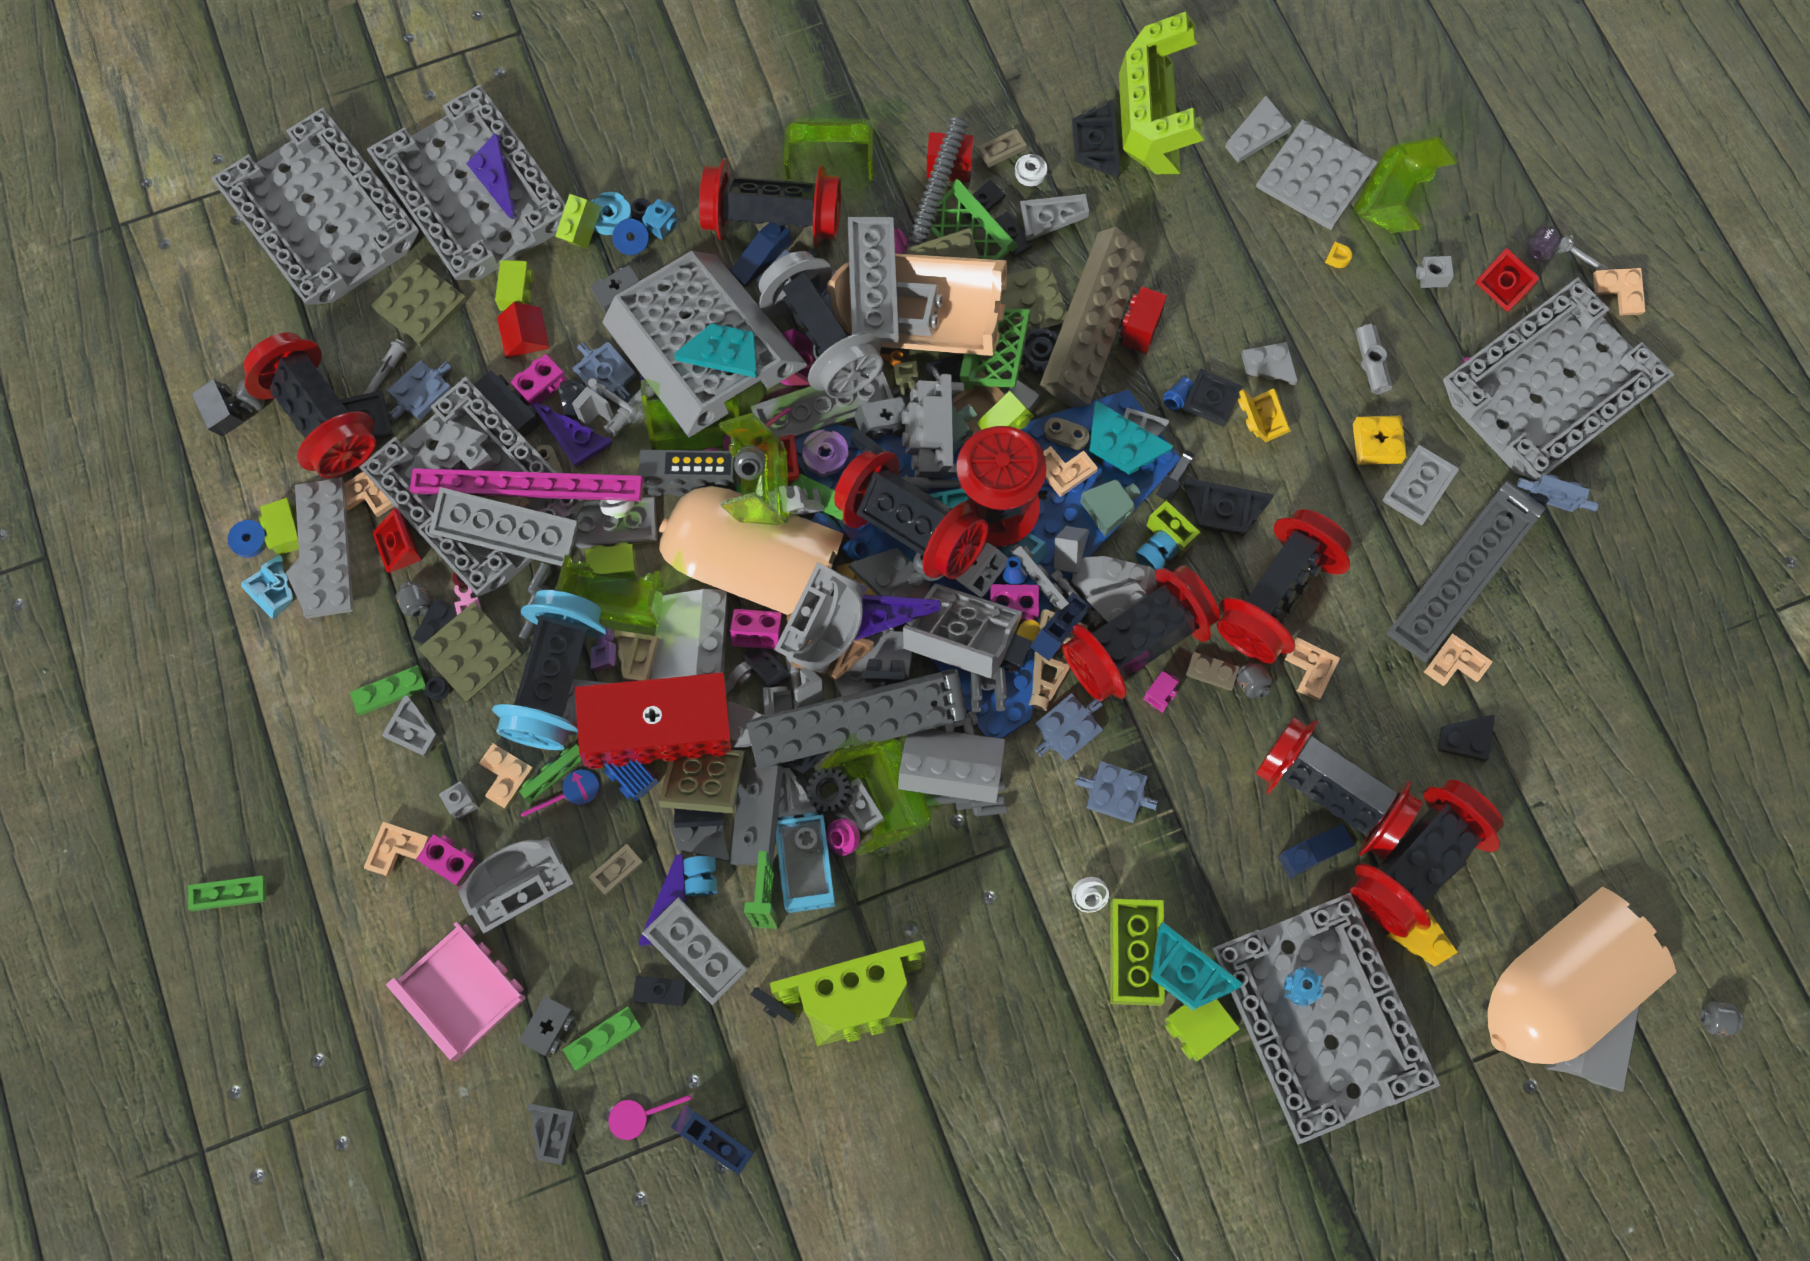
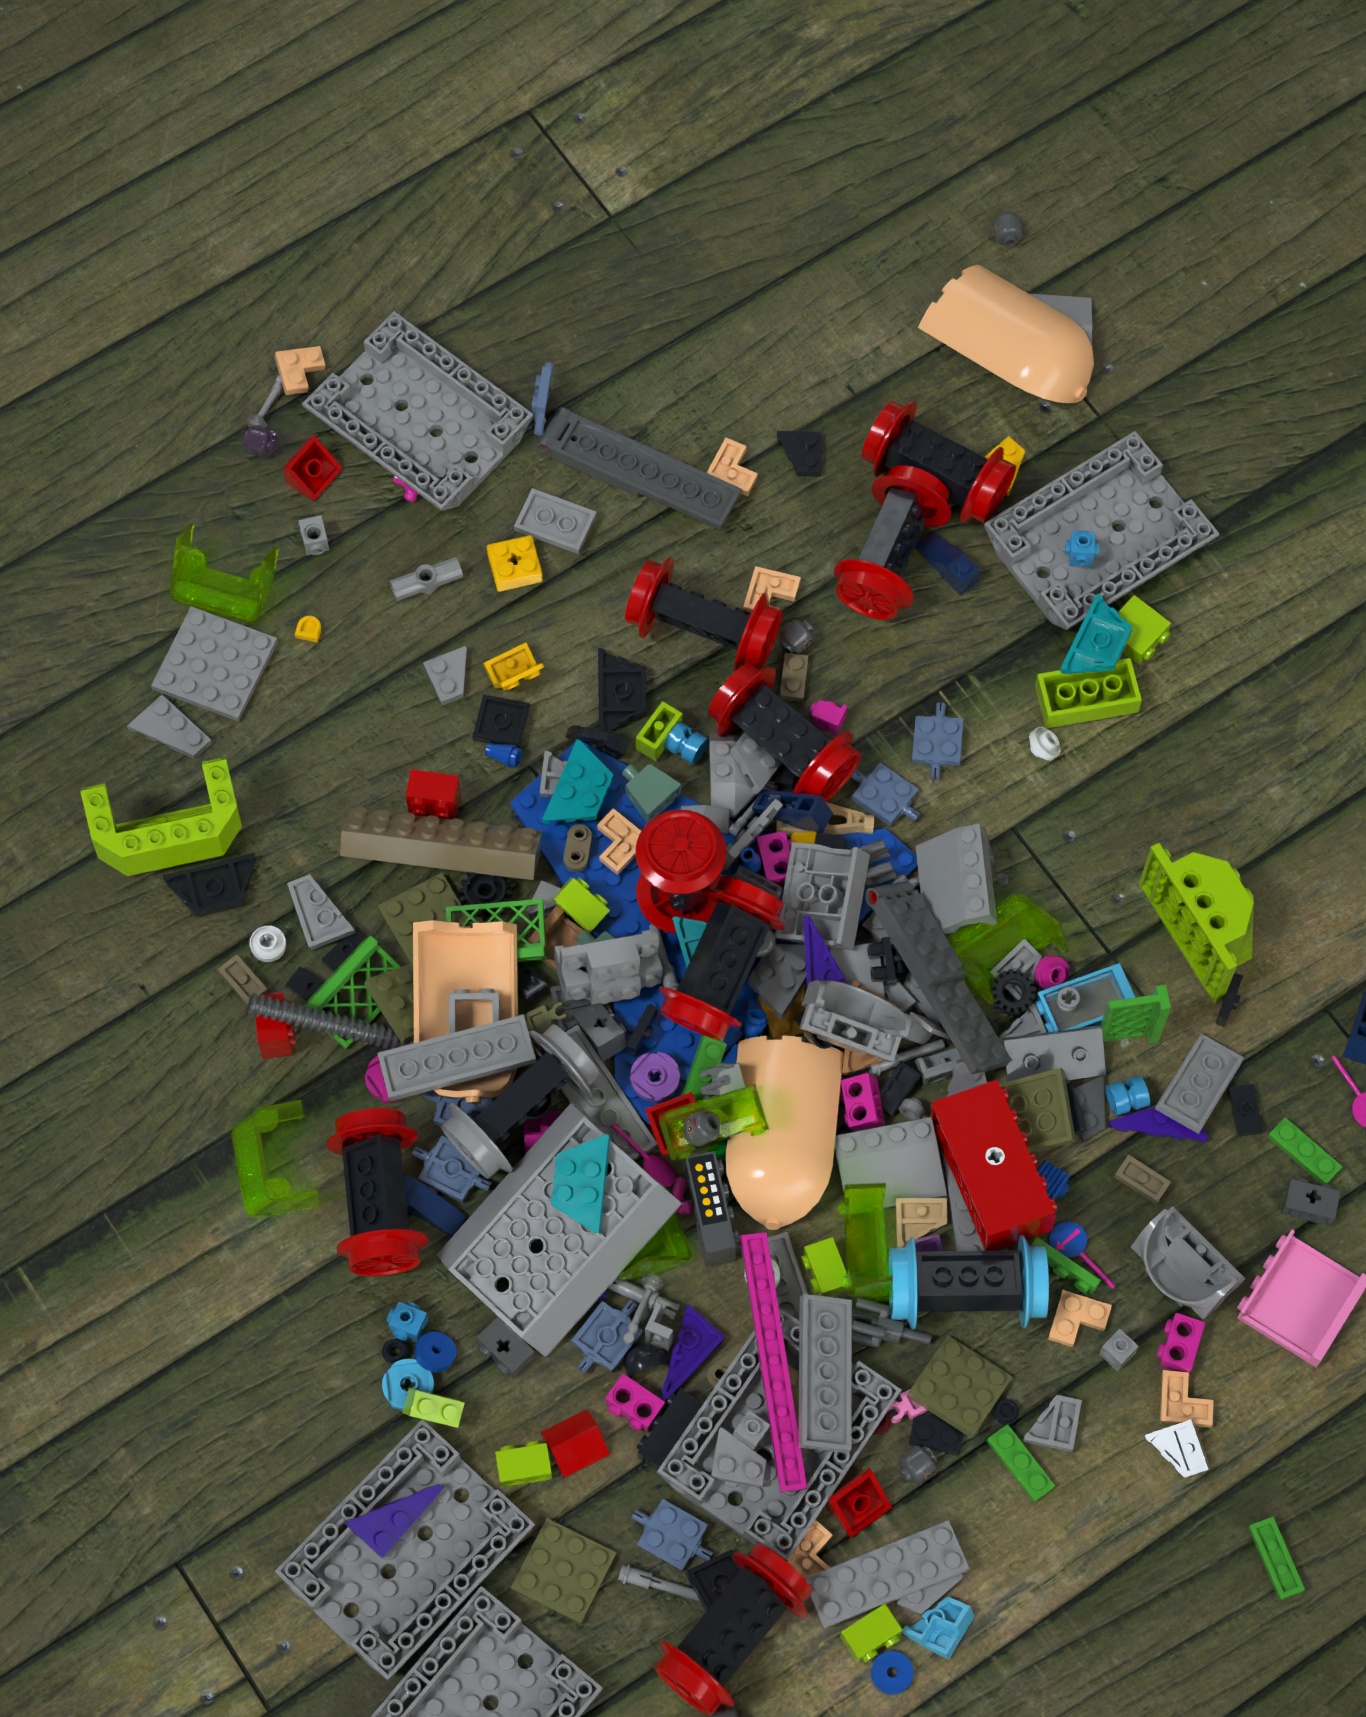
camera: 105 degrees left, 5 degrees down
(353, 835) = (1181, 1447): none -> wing

